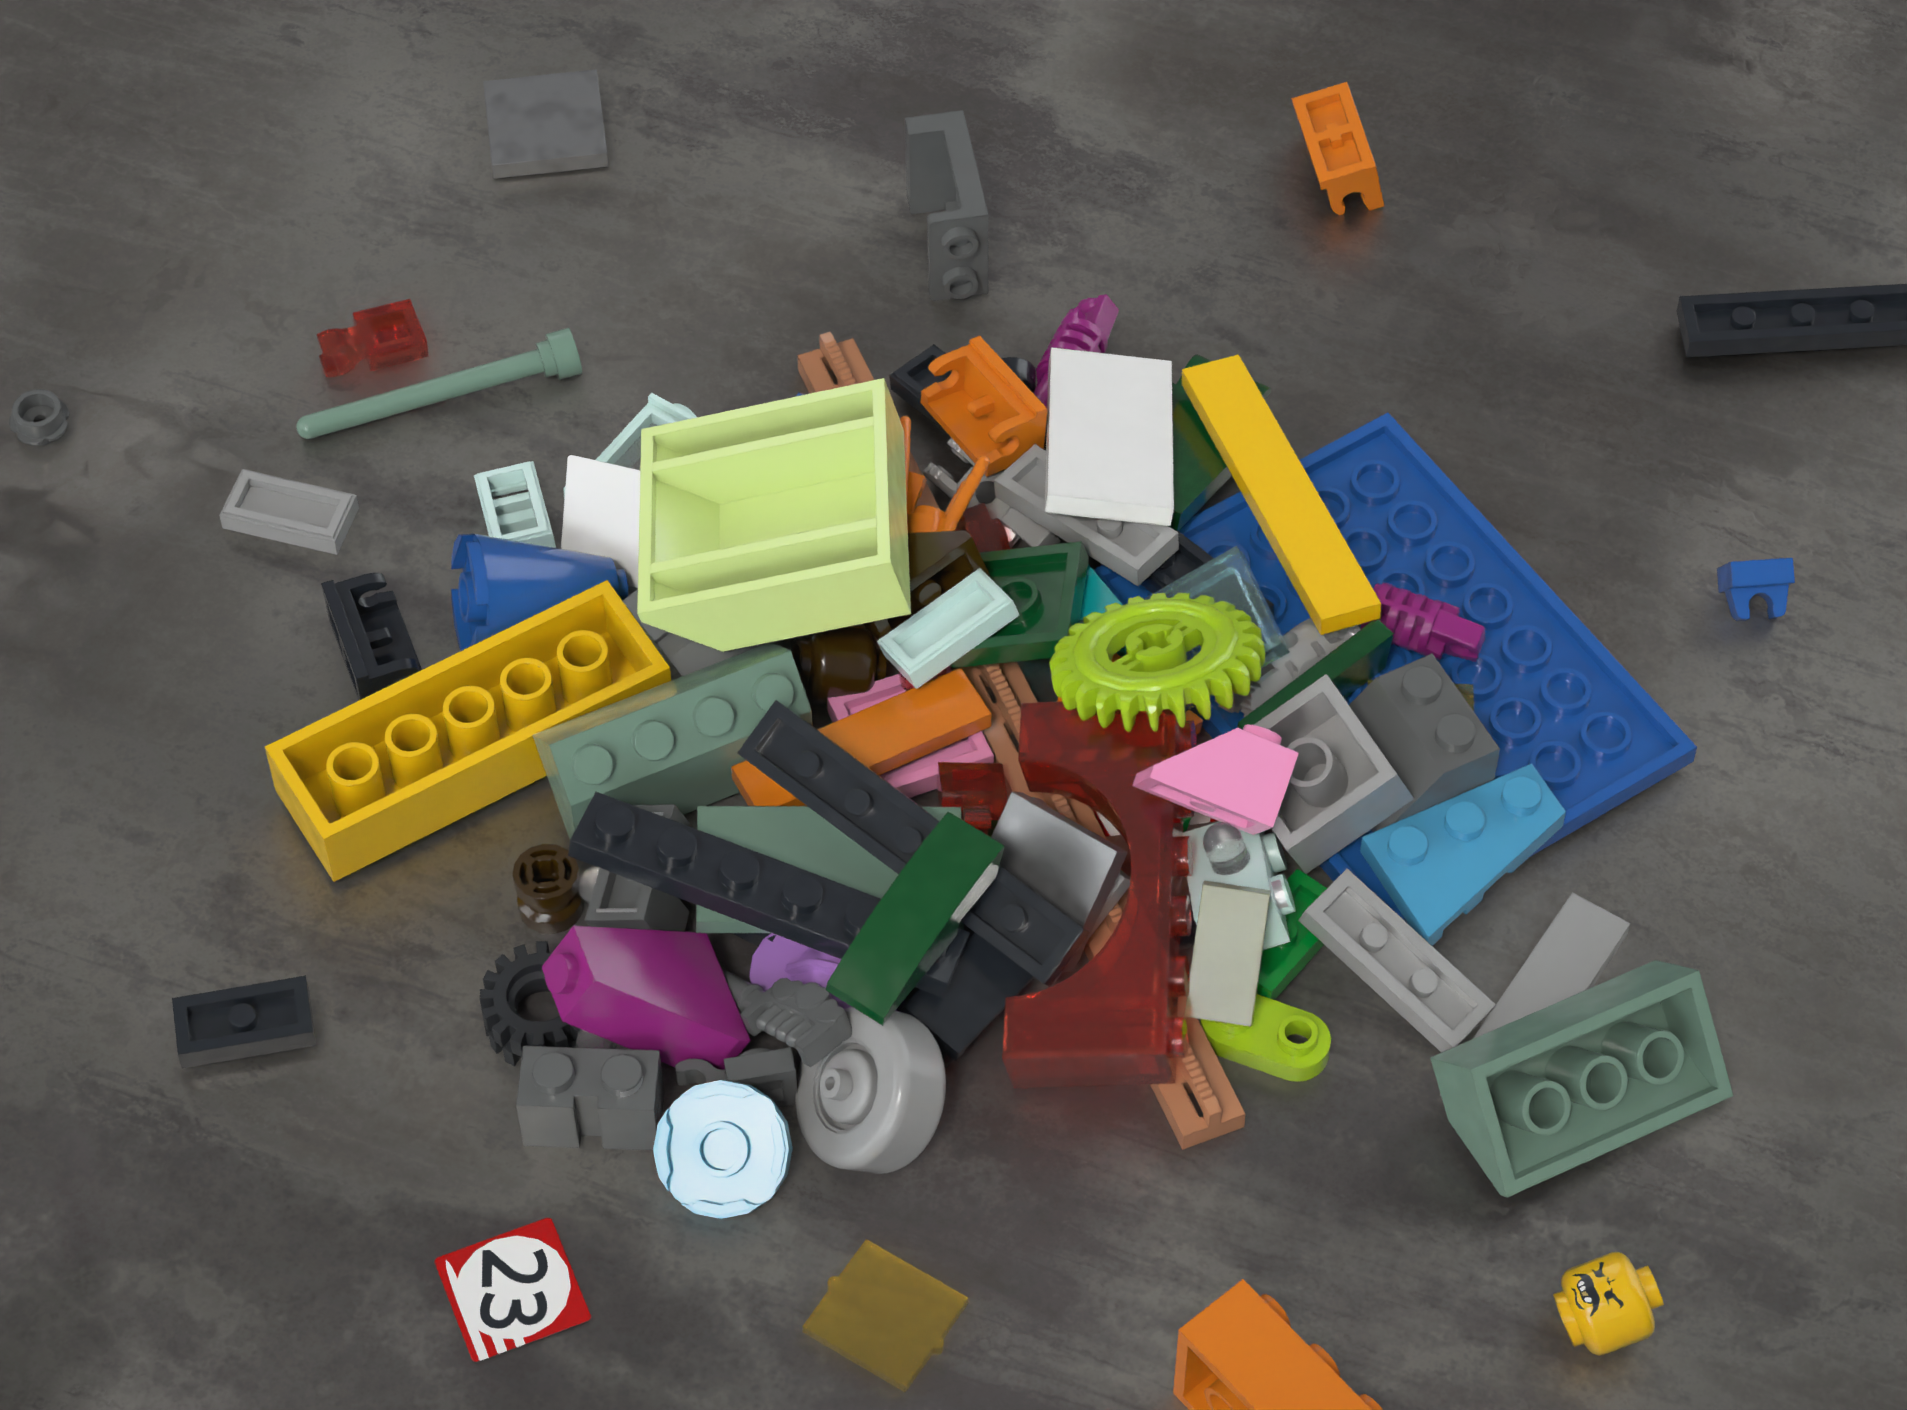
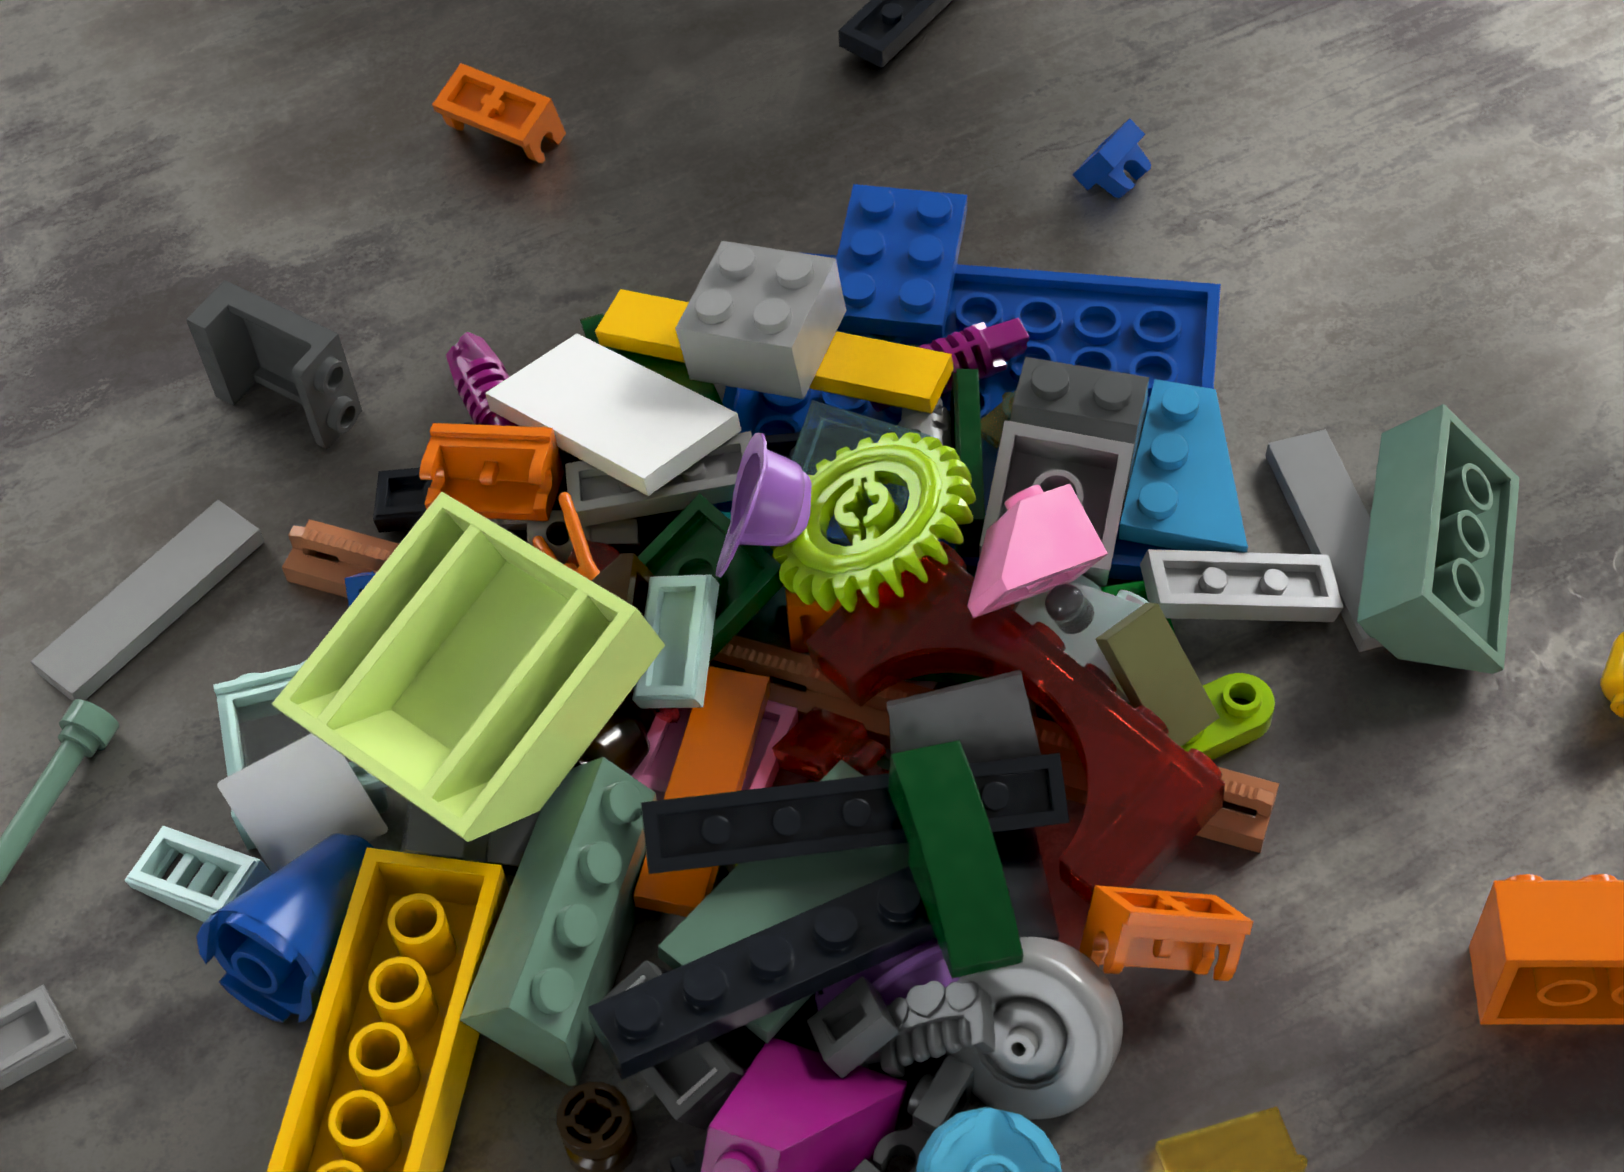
camera: 45 degrees left, 0 degrees up
(369, 633) = (205, 1086): black hinge -> none
(695, 304) = (147, 602): none -> light grey tile
(751, 970) = (852, 1027): none -> dark grey tile
(1019, 1108) = (1163, 931): none -> orange hinge
(1092, 586) = (768, 501): none -> medium lavender piece
(1276, 457) = (761, 319): none -> light grey brick
(1471, 511) = (899, 260): none -> blue plate

